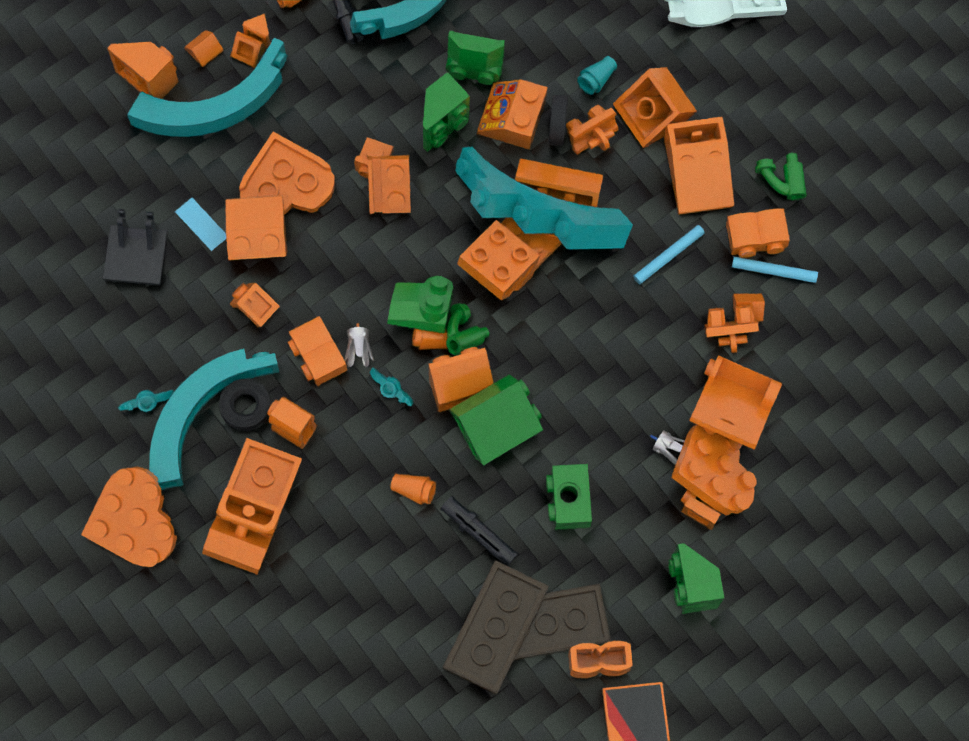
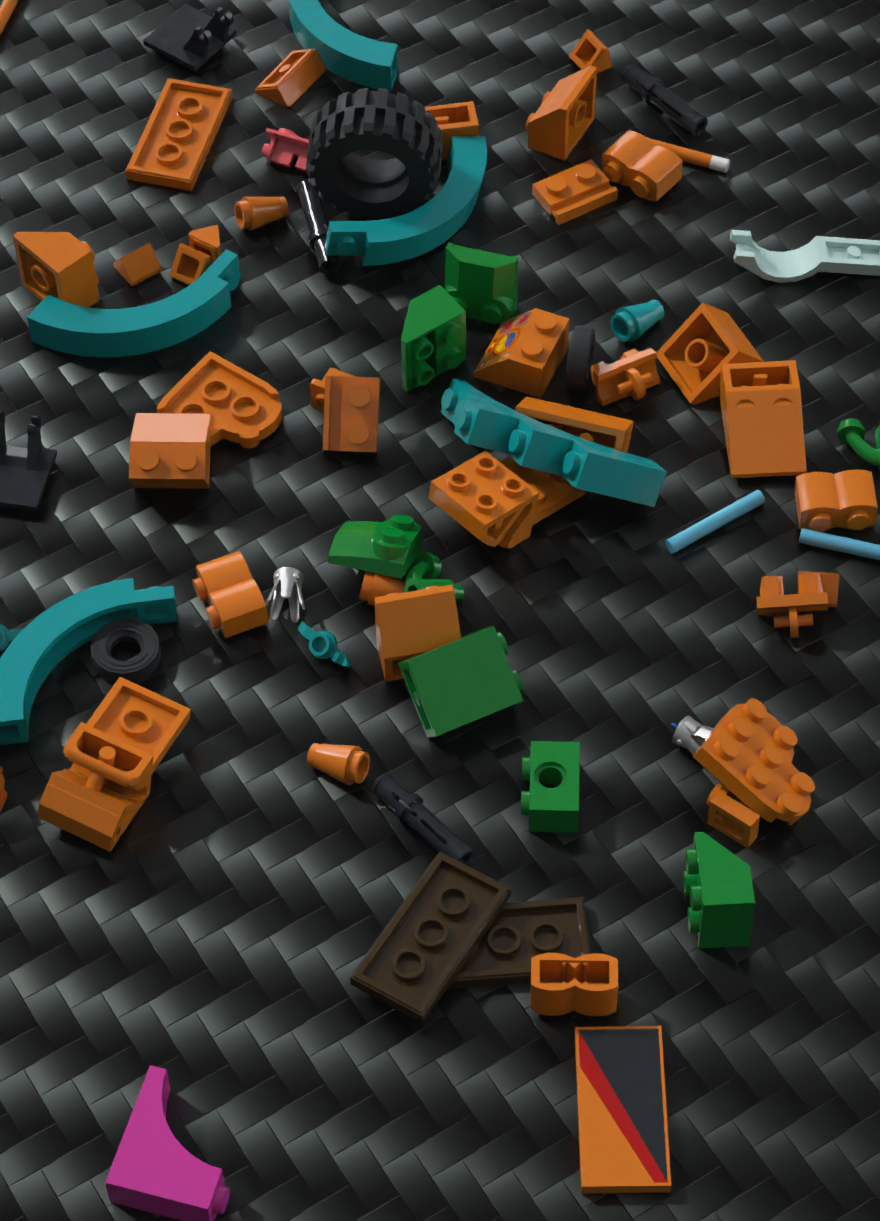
camera: 10 degrees right, 20 degrees down
(201, 224) = (102, 450): medium azure sticker -> none
(254, 303) = (156, 535): orange bracket -> none
(291, 422) = (184, 665): orange brick -> none
(735, 401) = (793, 684): orange door -> none

